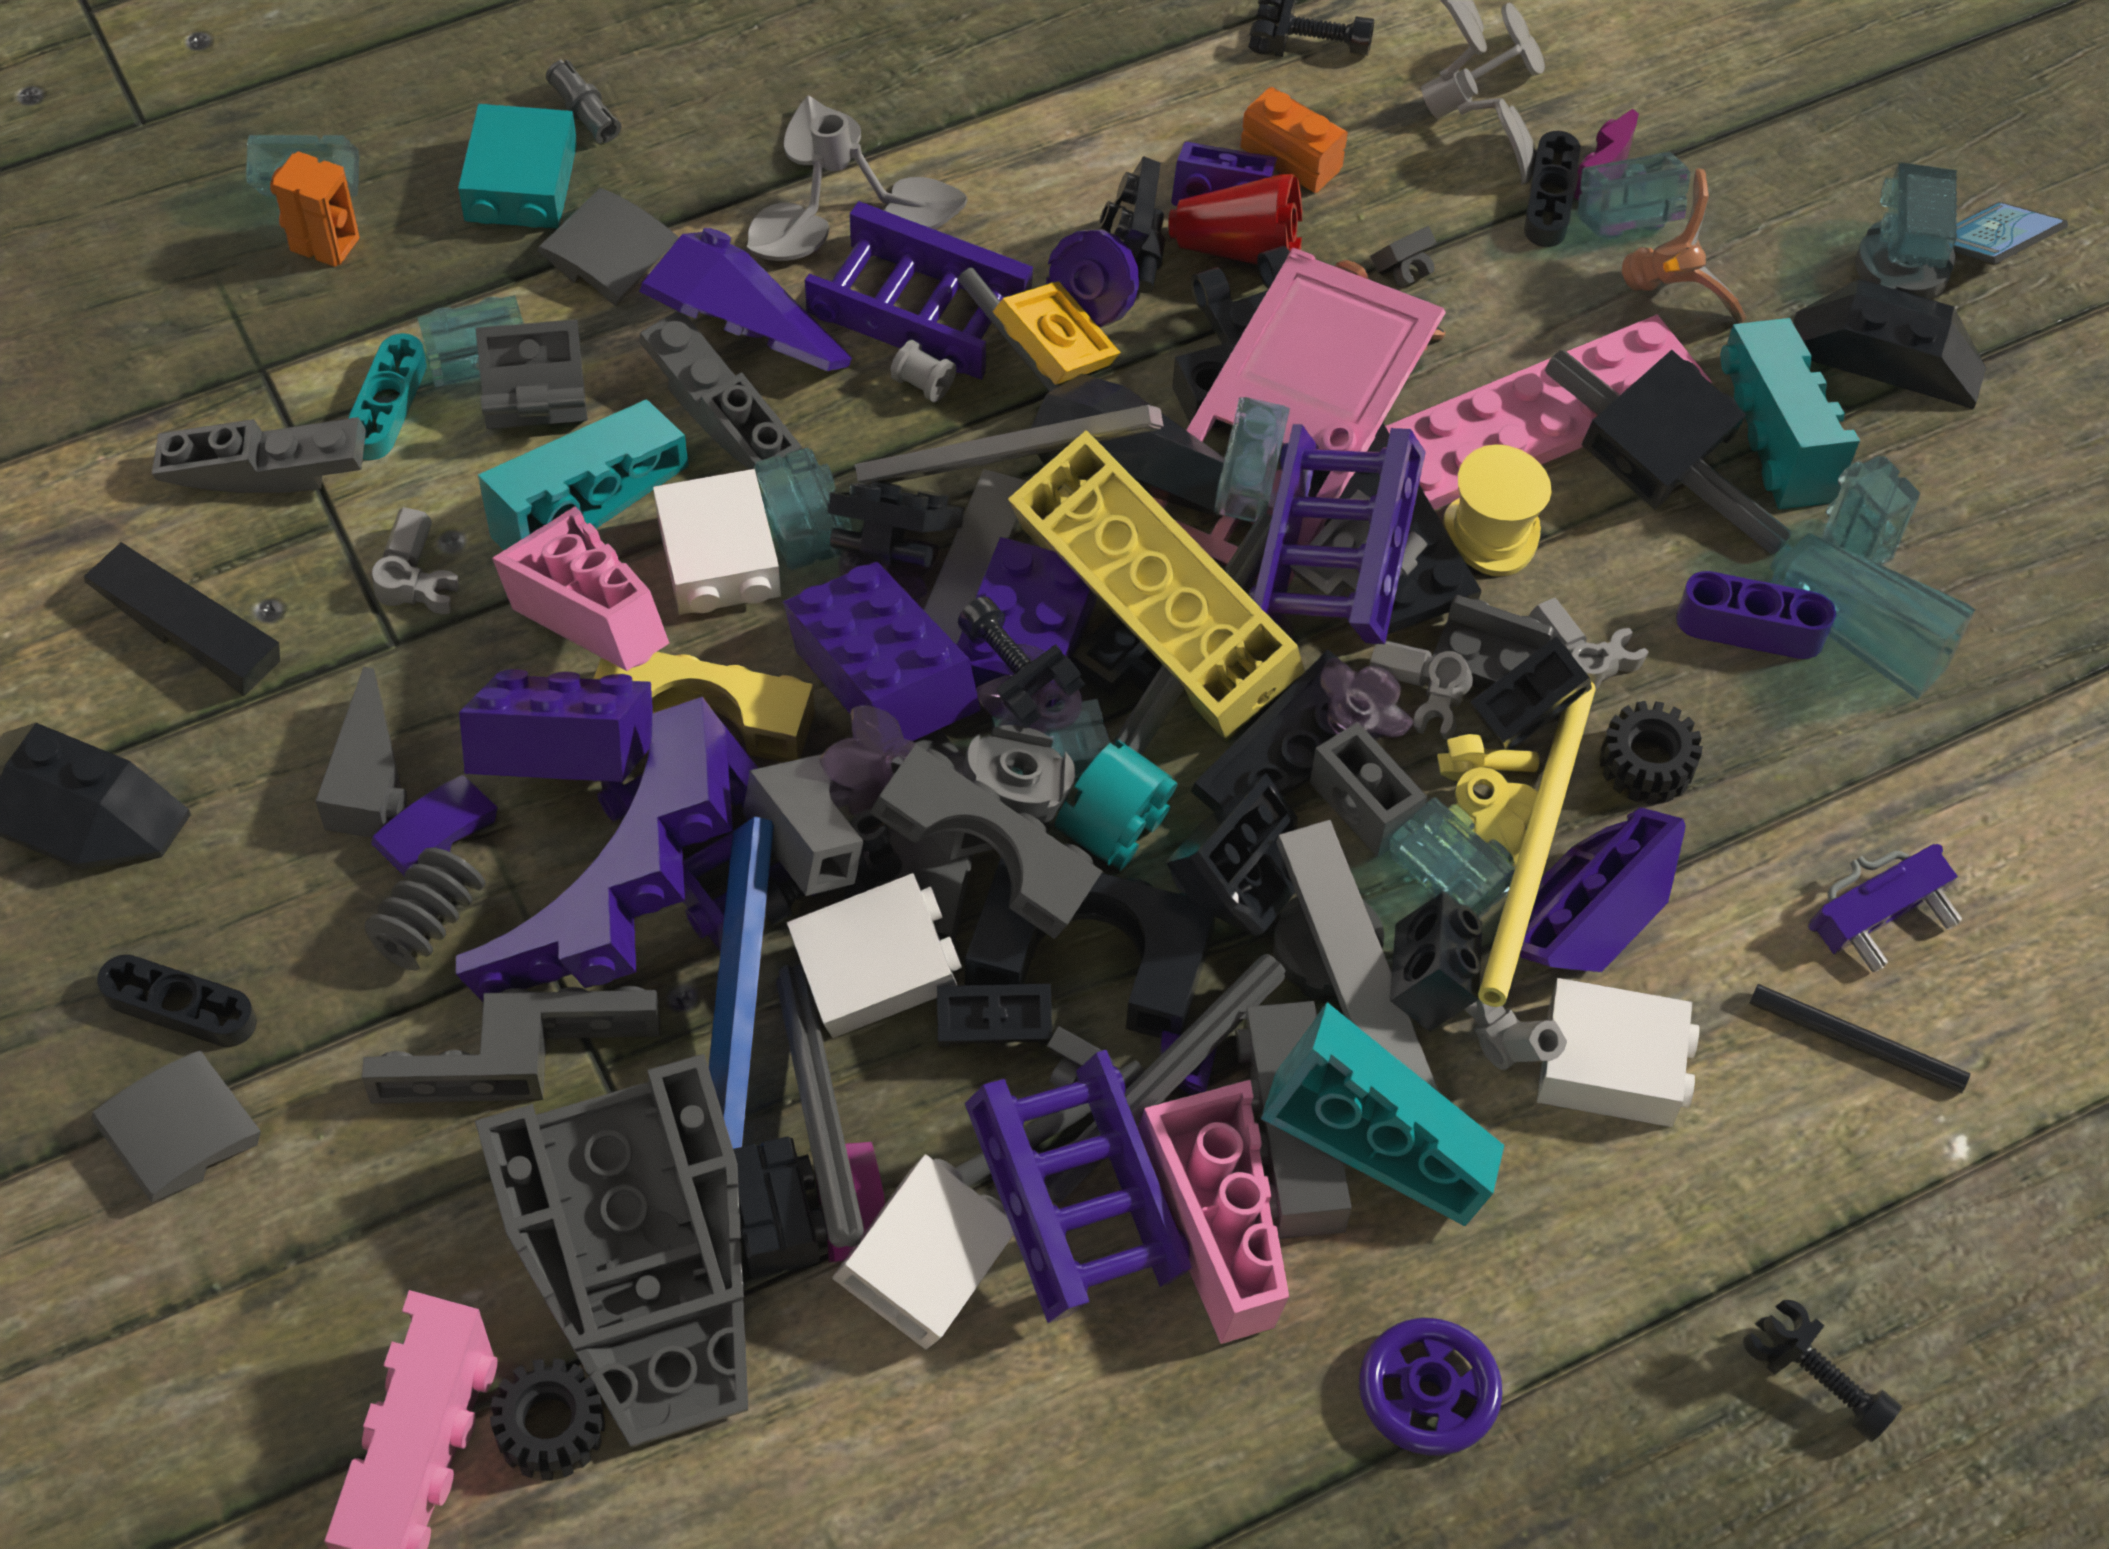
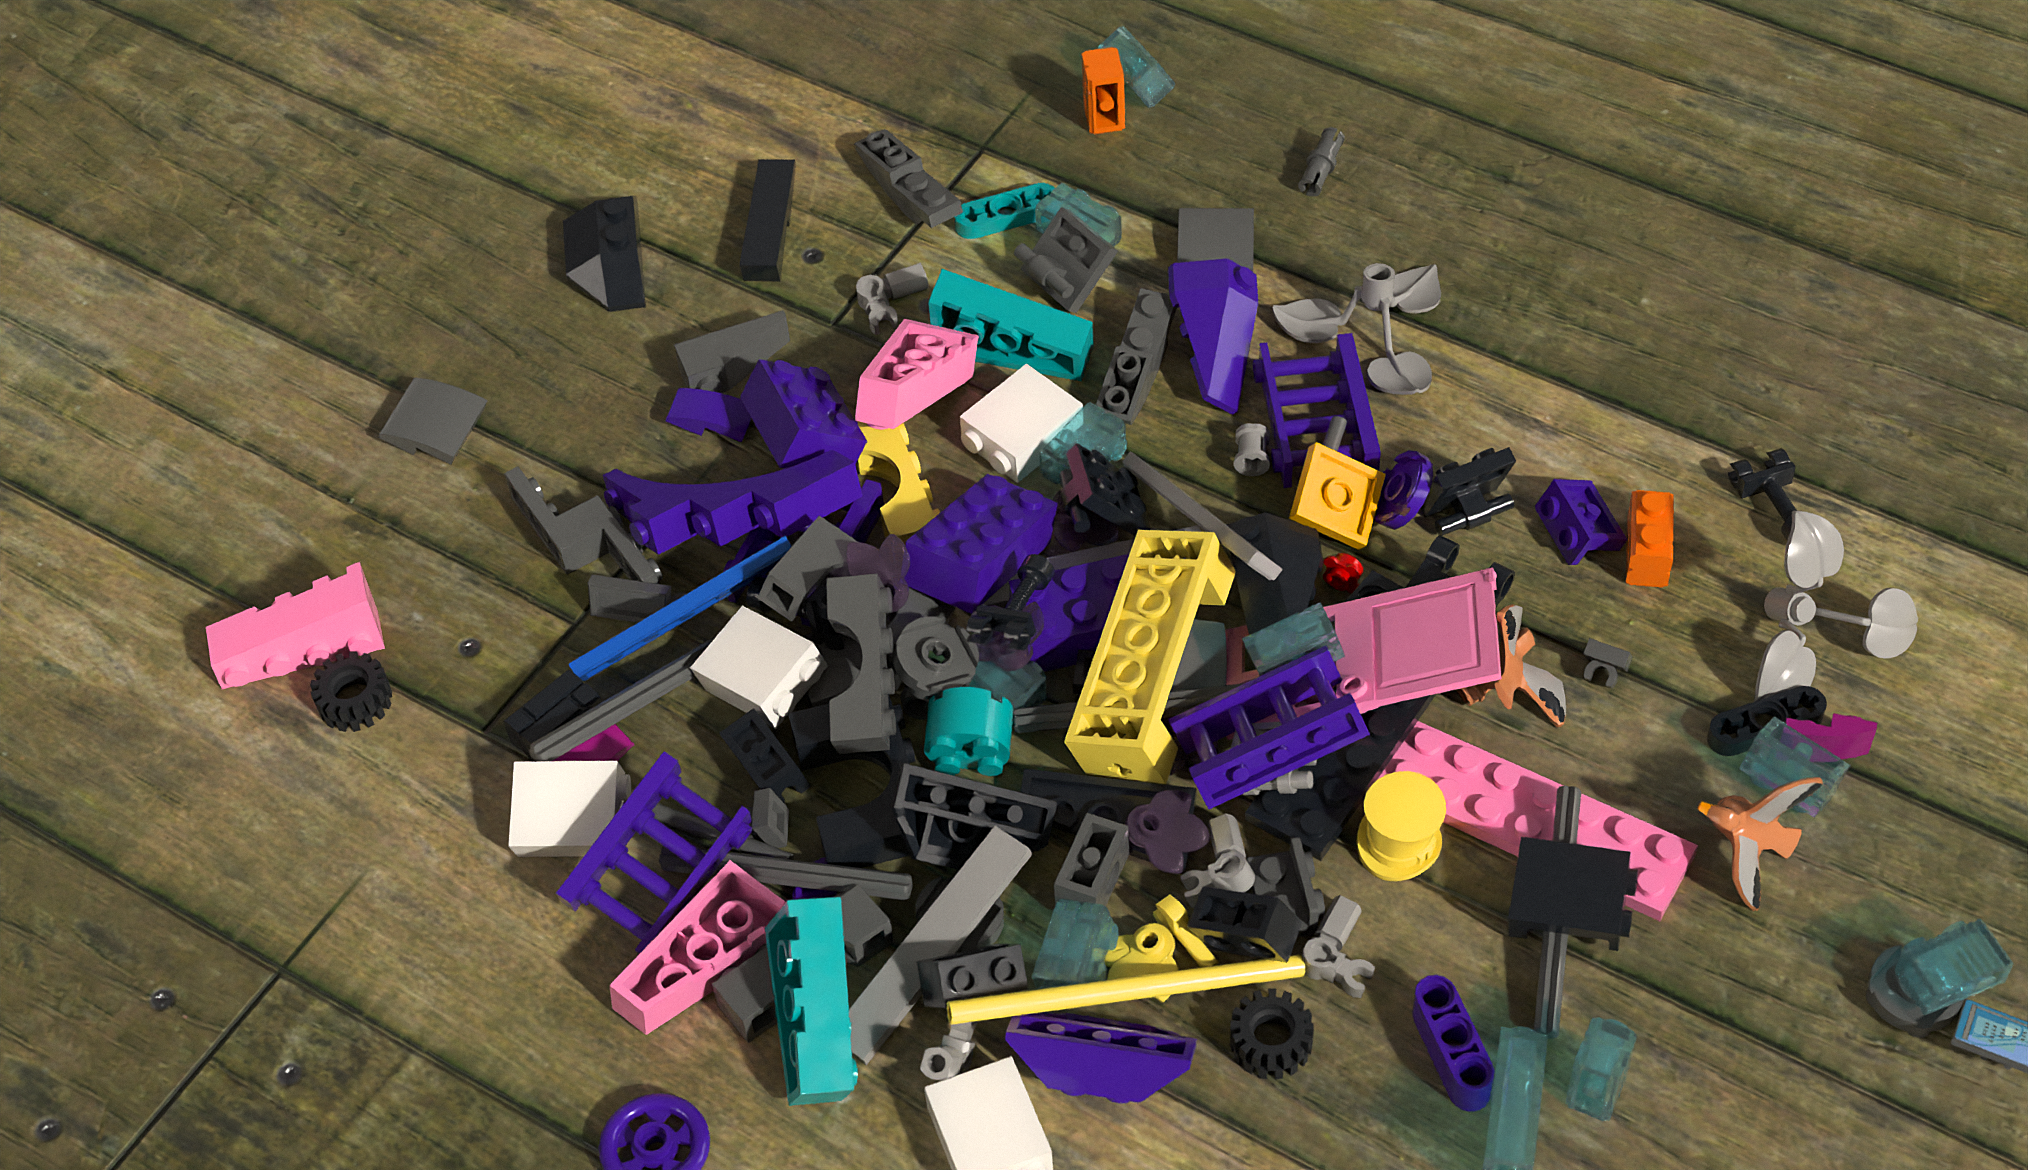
camera: 65 degrees right, 5 degrees down
(192, 1019) = (524, 382): black beam -> none
(419, 904) = (646, 438): dark grey piece -> none
(518, 166) = (1235, 162): teal brick -> none
(634, 1242) = (484, 653): dark grey wedge -> none
(659, 1040) = (626, 598): none -> dark grey tile
(1147, 382) = (1342, 572): none -> red plate
(1240, 219) = (1542, 553): red cone -> none
(1788, 413) = (1671, 966): teal wedge -> none
(1894, 341) = (1824, 1020): black wedge -> none

